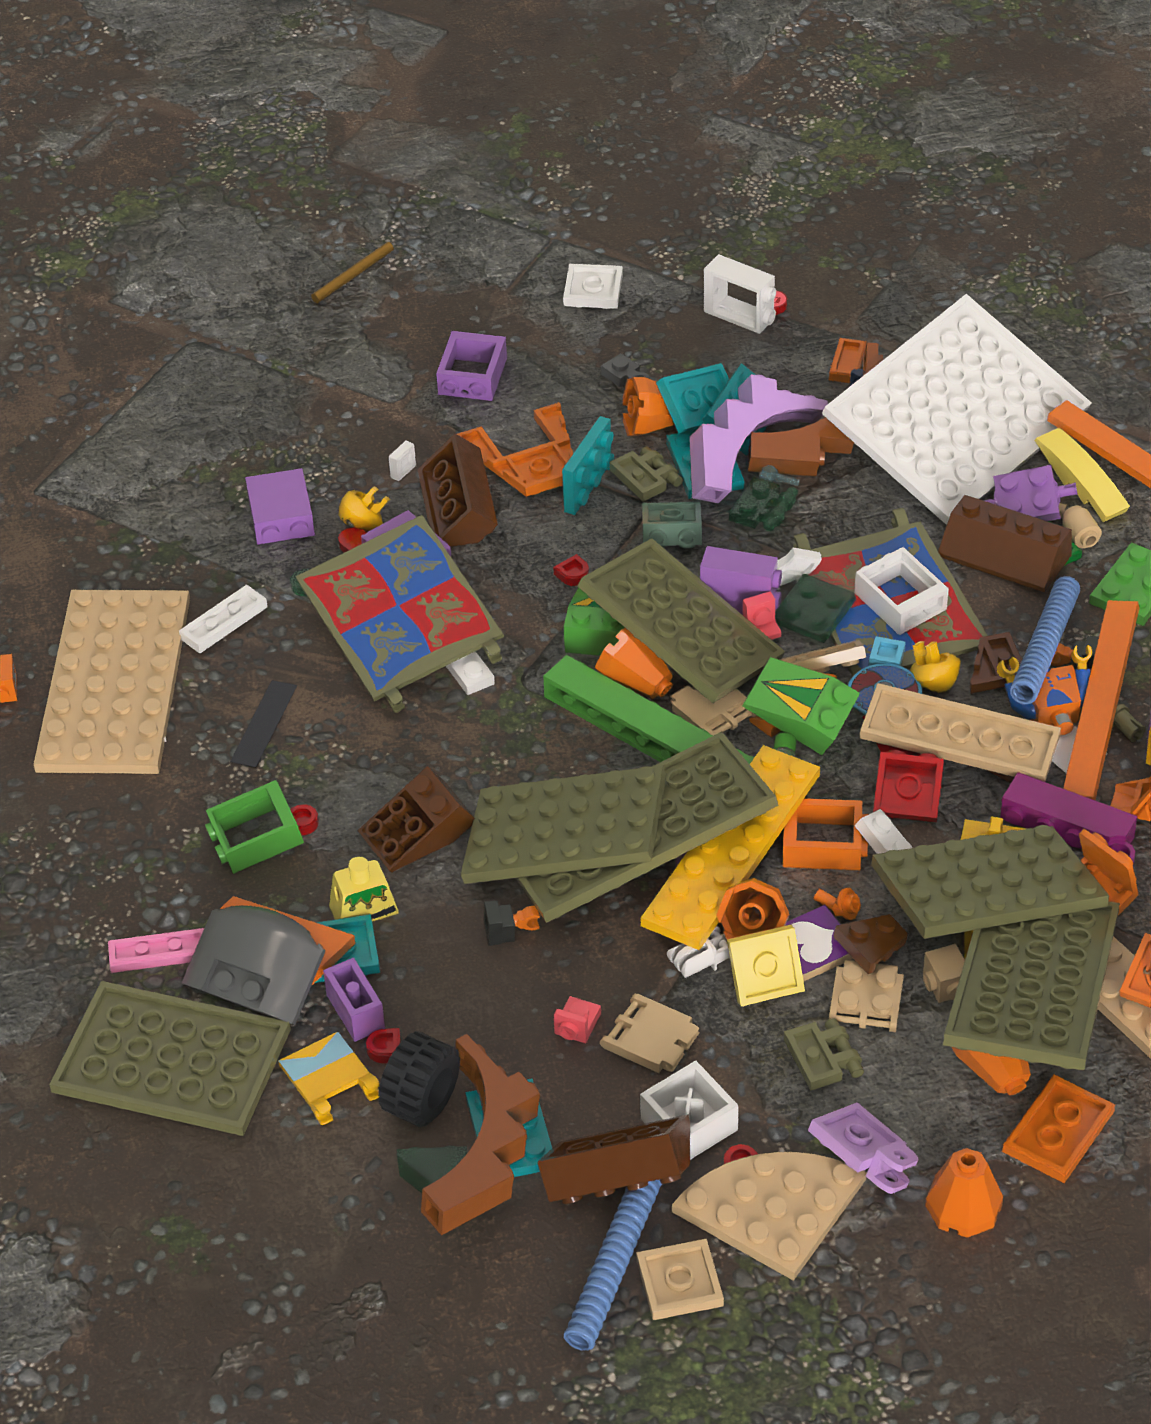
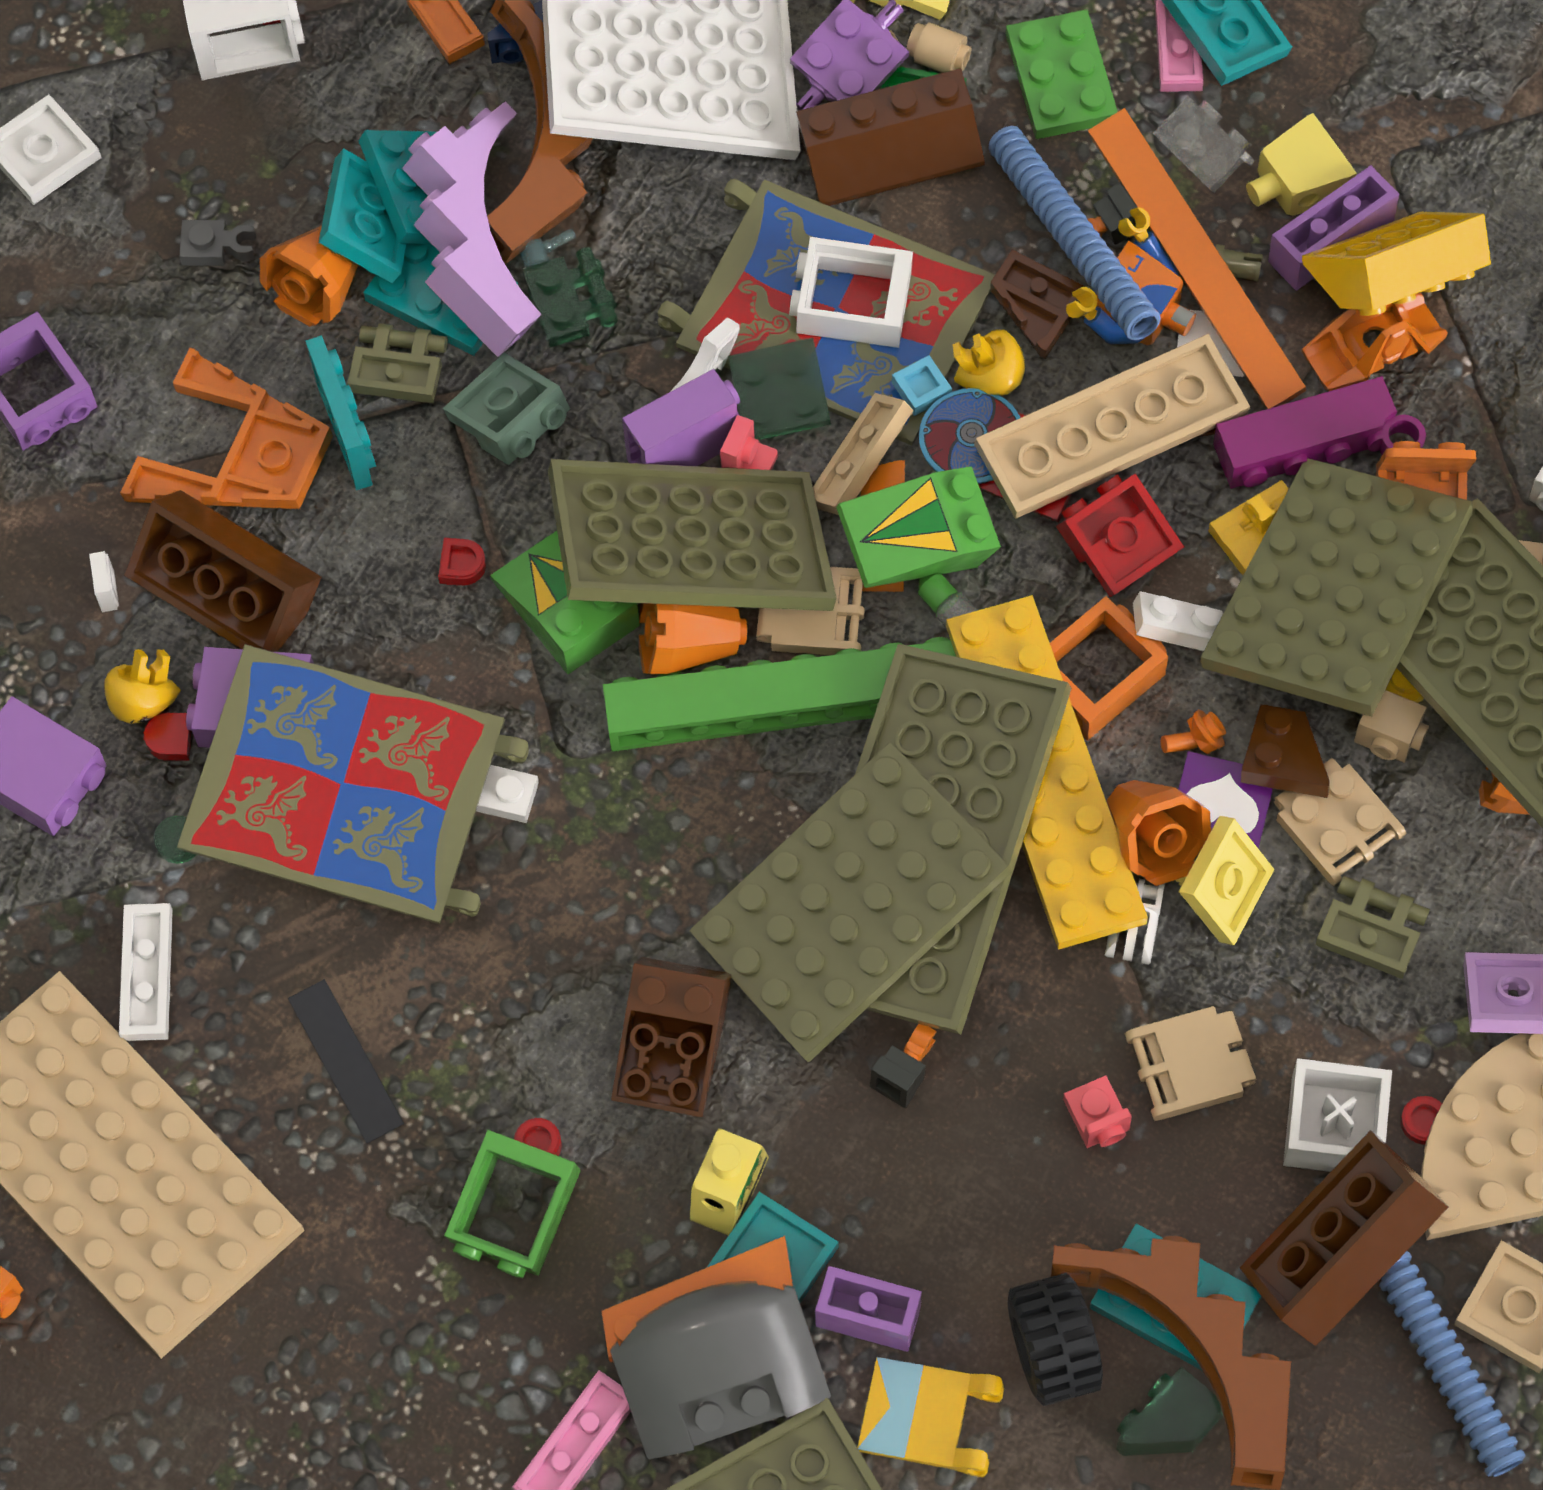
camera: 45 degrees left, 20 degrees up
(382, 1044) = (943, 1326): red tile -> none

